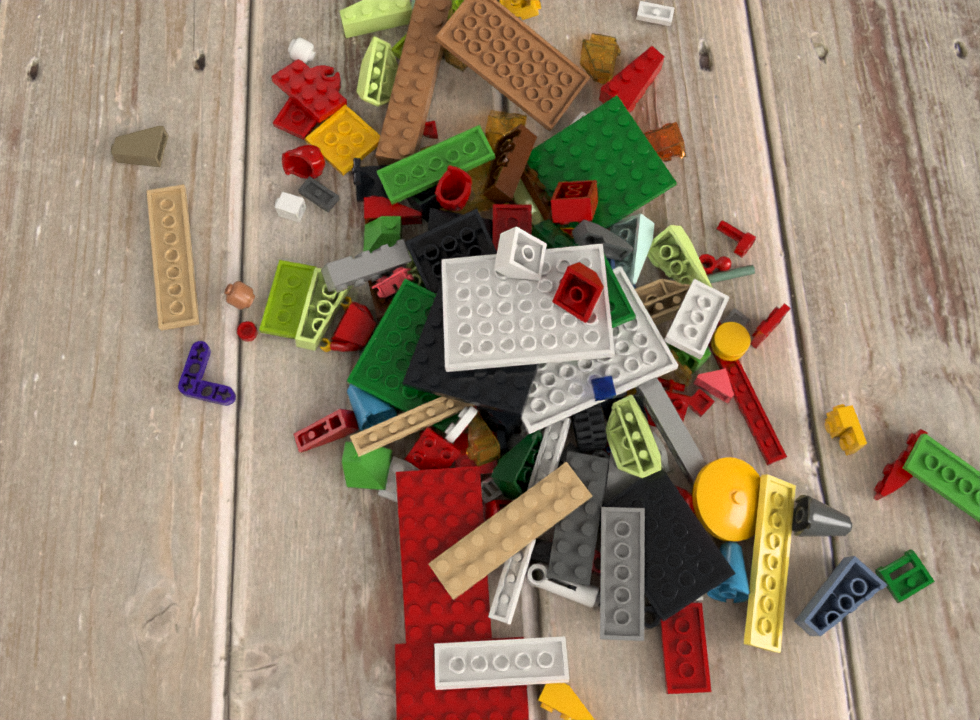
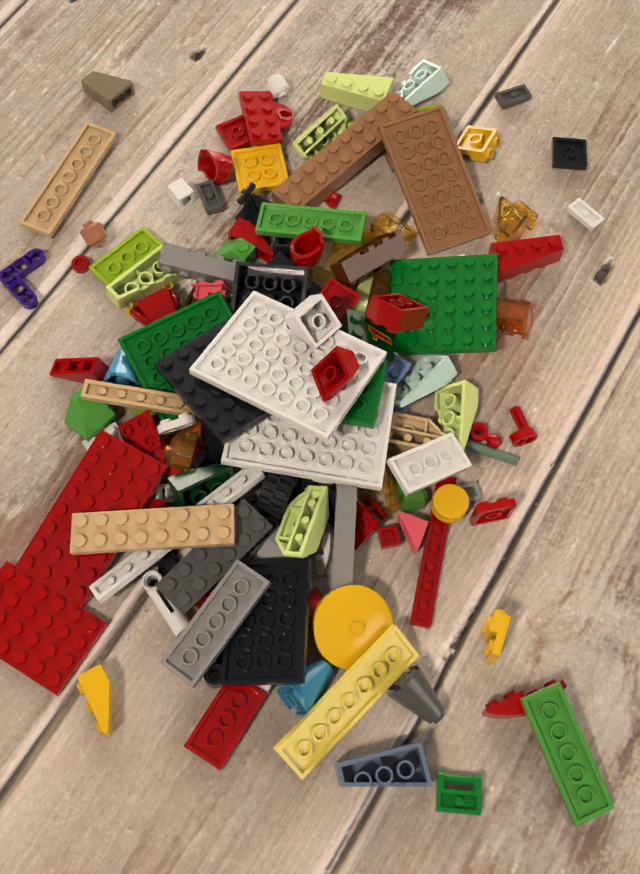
camera: 30 degrees right, 5 degrees down
(501, 663) = (70, 627): white plate -> none
(590, 233) = (398, 357): dark grey slope -> none
(603, 388) = (305, 465): clear blue plate -> none

